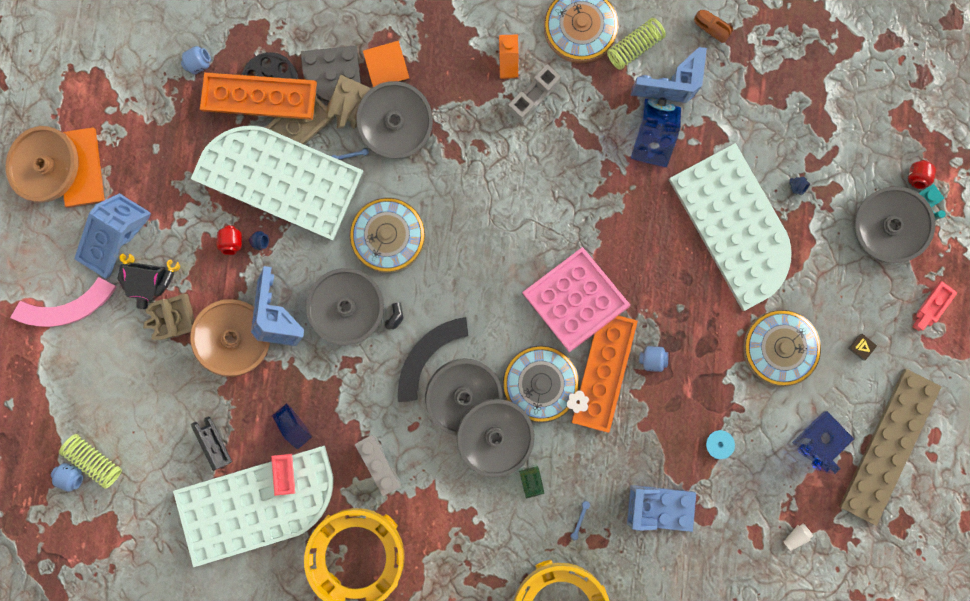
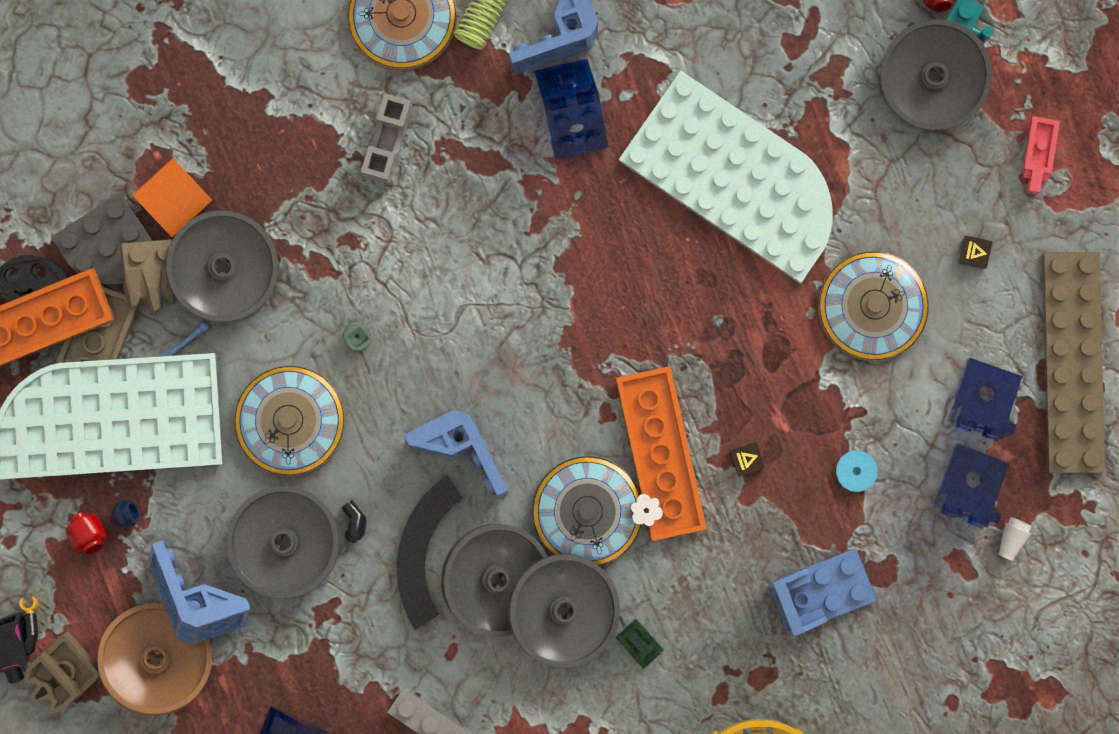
camera: 25 degrees left, 0 degrees up
(454, 204) = (357, 336): none -> sand green tile
(472, 291) = (439, 438): none -> medium blue bracket
(508, 56) = (328, 106): orange slope -> none
(574, 536) = (724, 637): medium blue hinge -> none
(576, 299) = (577, 379): bright pink tile -> none
(654, 358) = (716, 404): medium blue head -> none
(655, 402) = (747, 459): none -> dark brown tile
(661, 104) = (559, 68): piece -> none
(787, 503) = (960, 499): none -> clear blue bracket
(799, 185) = (790, 83): dark blue plate -> none

